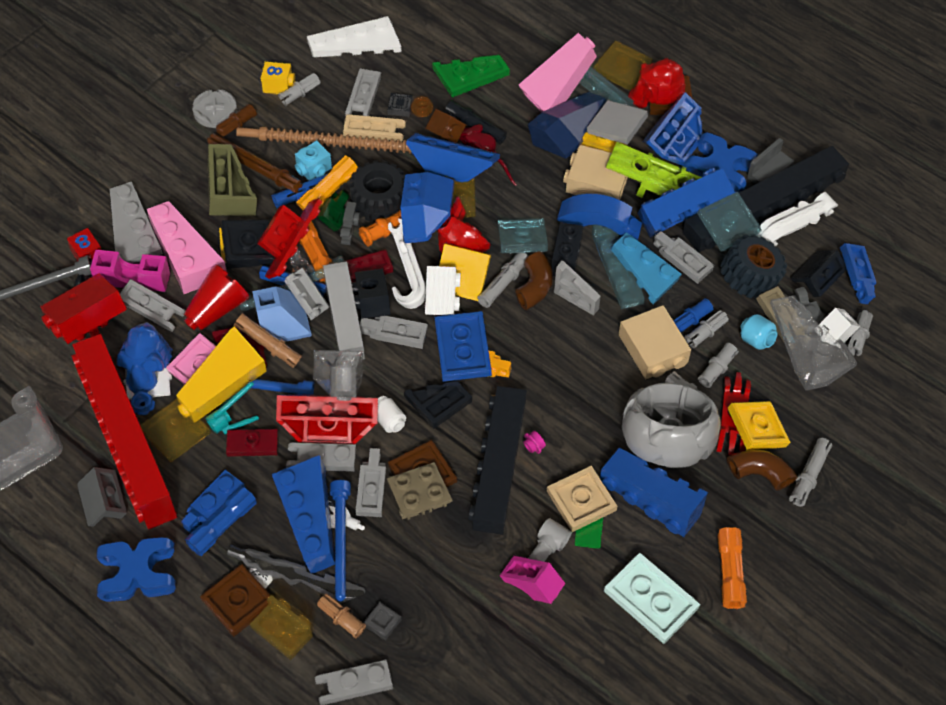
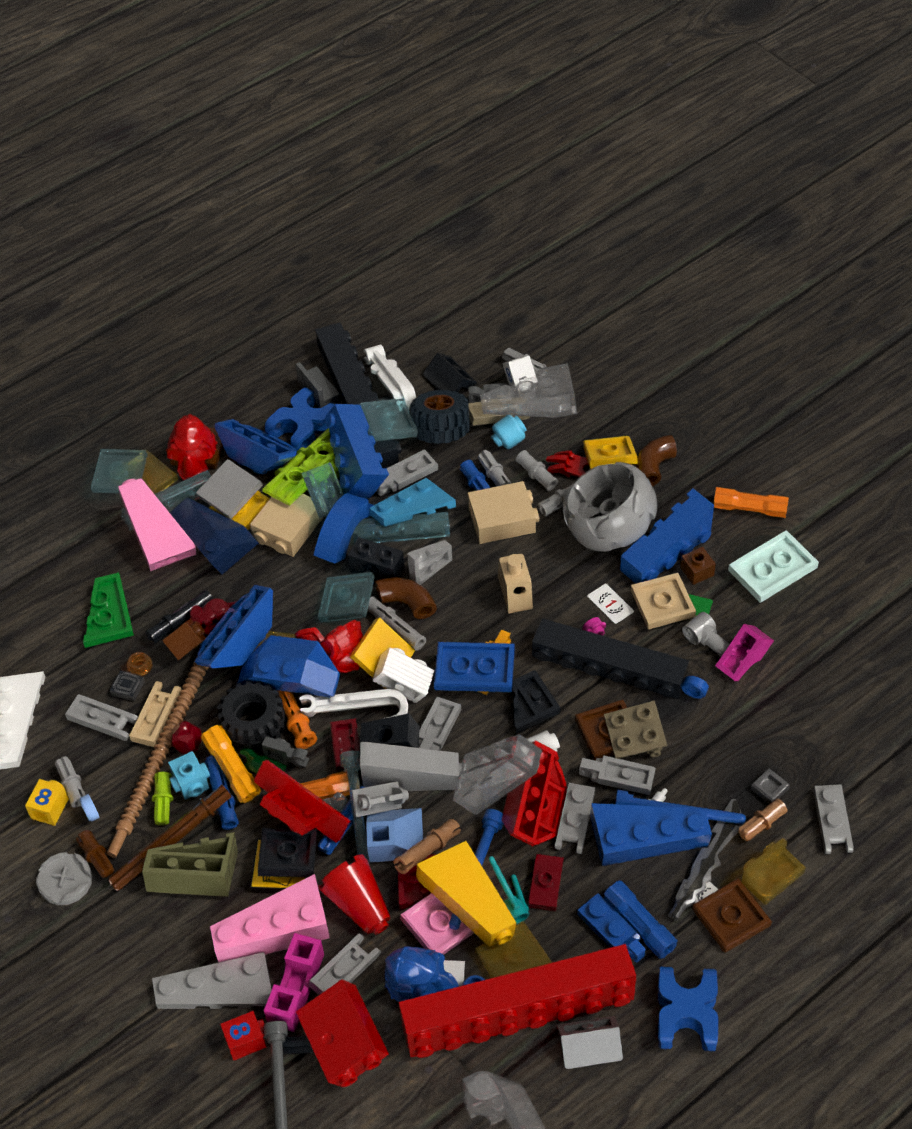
camera: 75 degrees left, 5 degrees down
(275, 105) = (89, 808): none -> light blue tile
(288, 152) = (162, 798): none -> lime axle
(350, 148) = (186, 737): none -> dark red rock
(481, 538) = (695, 687): none -> blue tile
(567, 364) = (514, 574): none -> tan torso
(573, 456) = (610, 603): none -> white sticker
(616, 41) = (117, 466): none -> clear light blue plate
(631, 185) = (323, 488): none -> clear light blue plate
(634, 532) = (697, 565): none -> reddish brown plate
(807, 479) = (661, 427): light grey pin -> none
(859, 271) = (459, 346): blue hinge -> none

